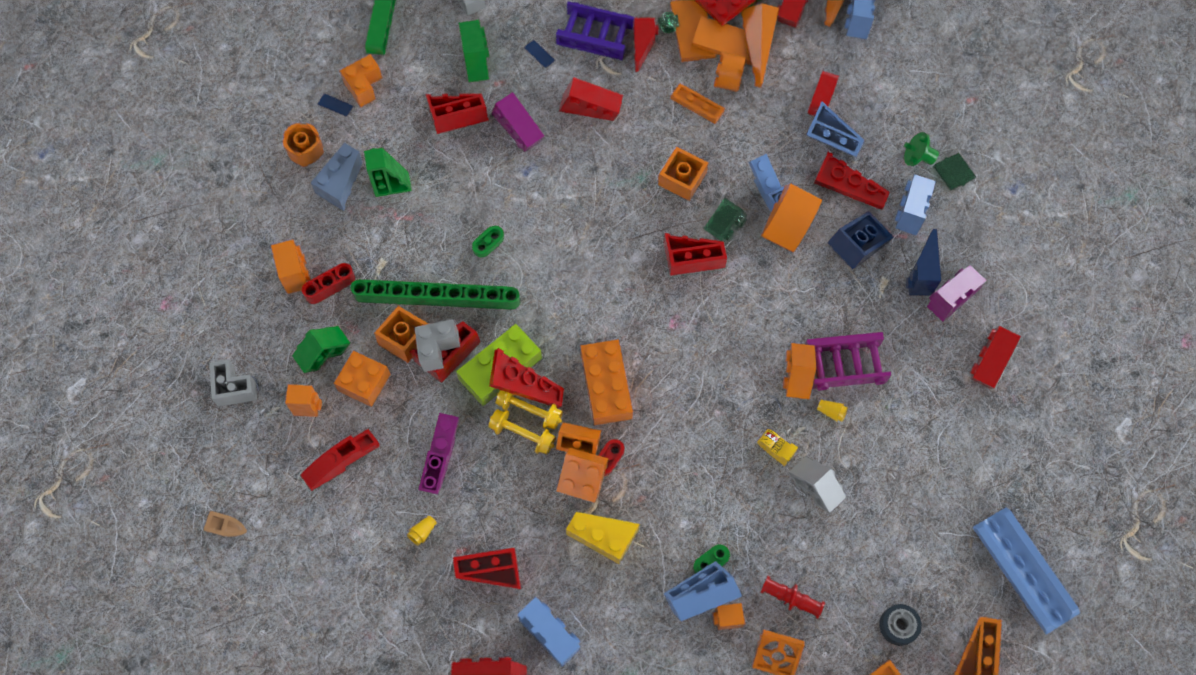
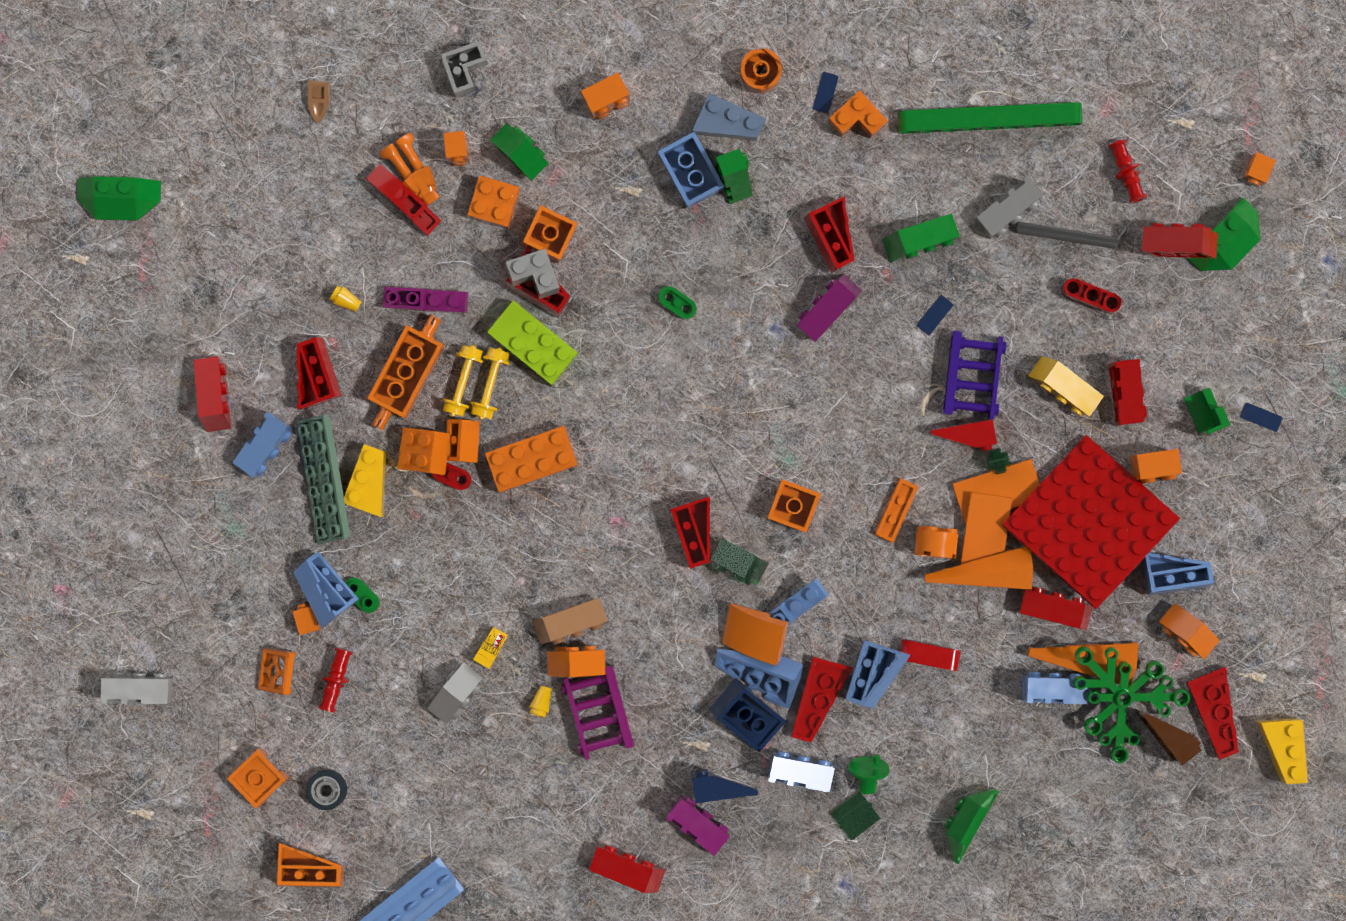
camera: 85 degrees right, 20 degrees up
(322, 438) = (422, 179): none -> orange piece
(332, 275) = (592, 131): red beam -> none
(374, 210) = (690, 170): none -> medium blue brick
(428, 289) = (605, 248): green beam -> none
(504, 481) = (406, 372): none -> orange brick
(522, 381) = (513, 364): red wing -> none
(590, 100) = (871, 387): red wedge -> none
(593, 576) = (323, 479): none -> sand green plate
(762, 372) = (570, 622): none -> medium nougat wedge
(834, 212) = (774, 681): none -> medium blue wedge
(967, 85) = (967, 820): none -> green wedge

